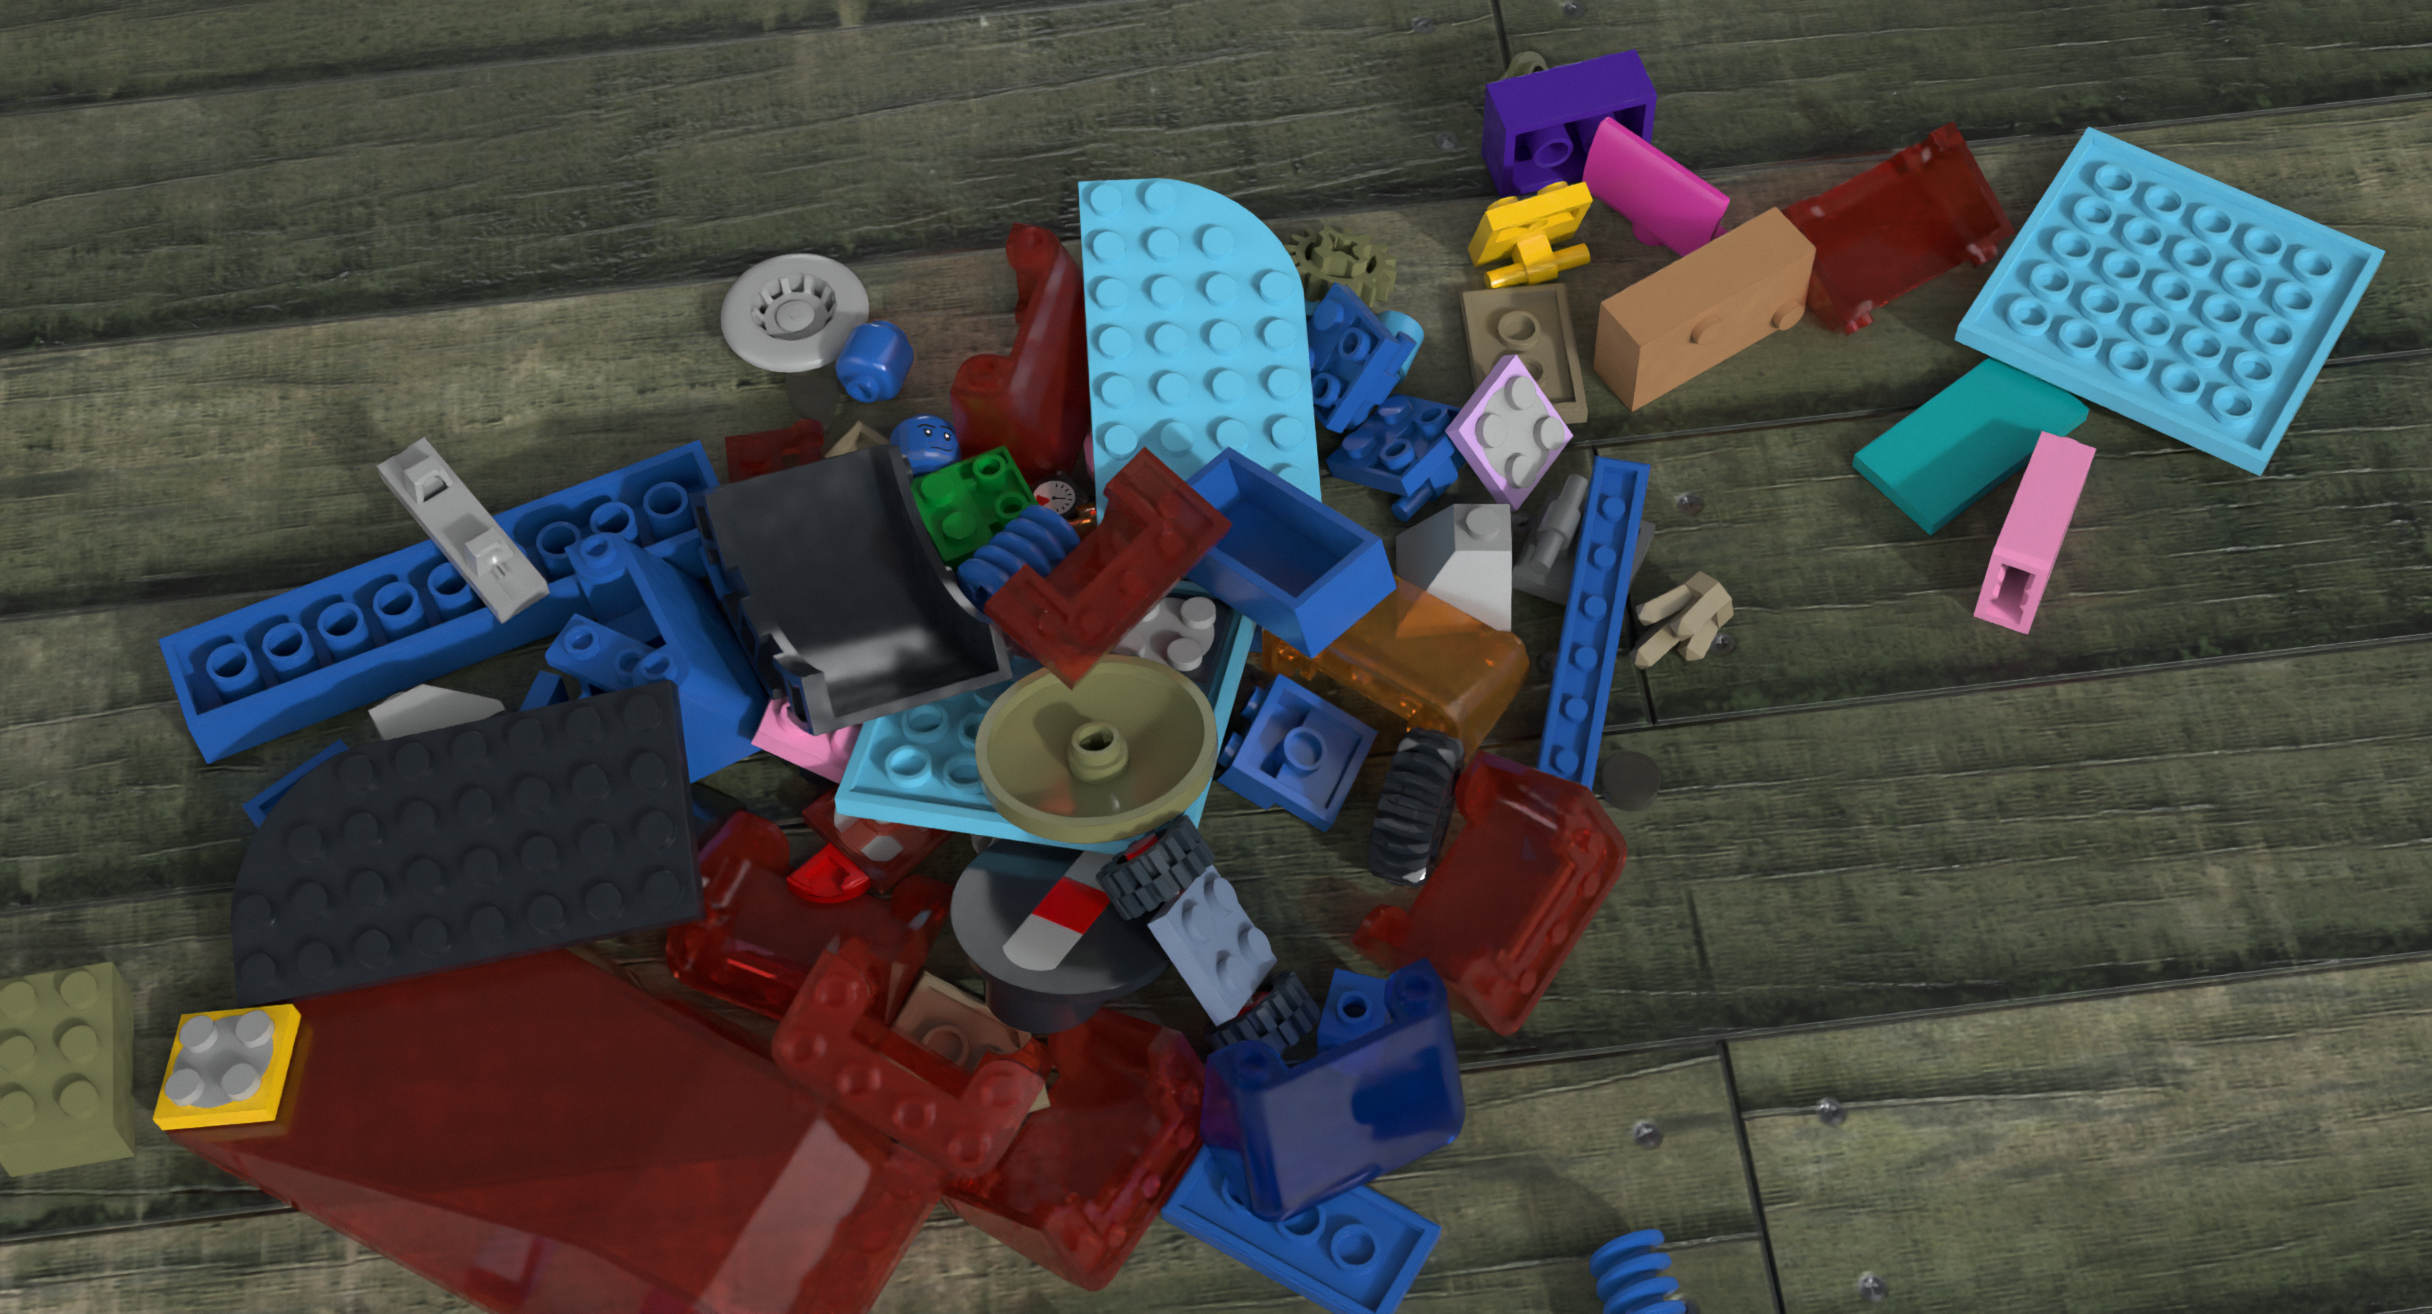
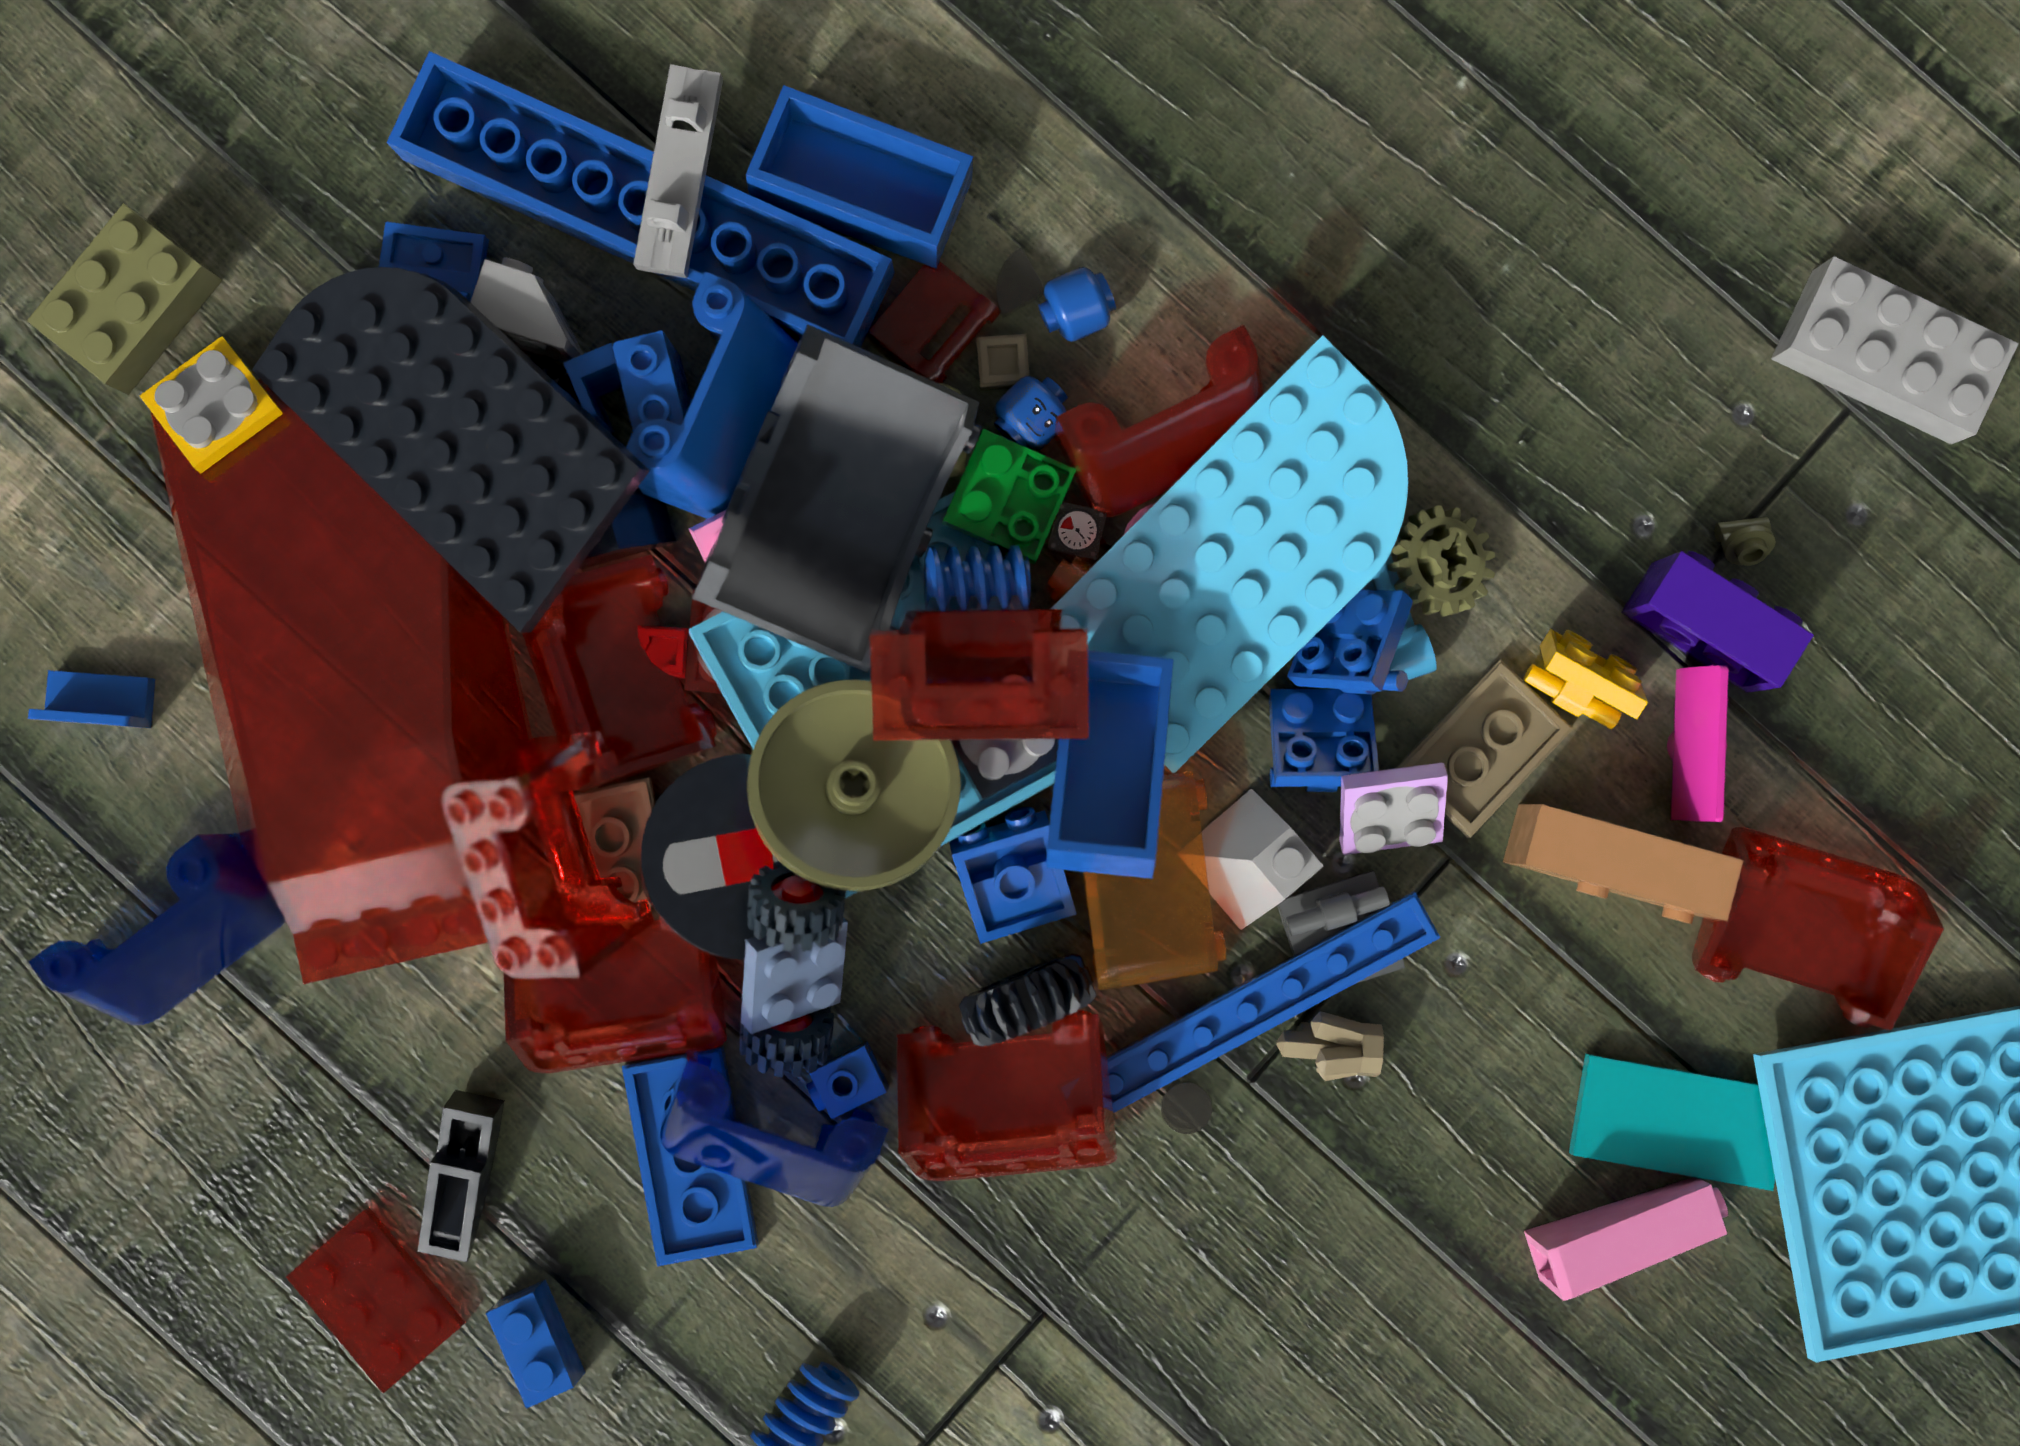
camera: 50 degrees right, 30 degrees up
(611, 417) = (860, 176): none -> blue piece
(797, 325) = (1075, 202): light grey wheel -> none

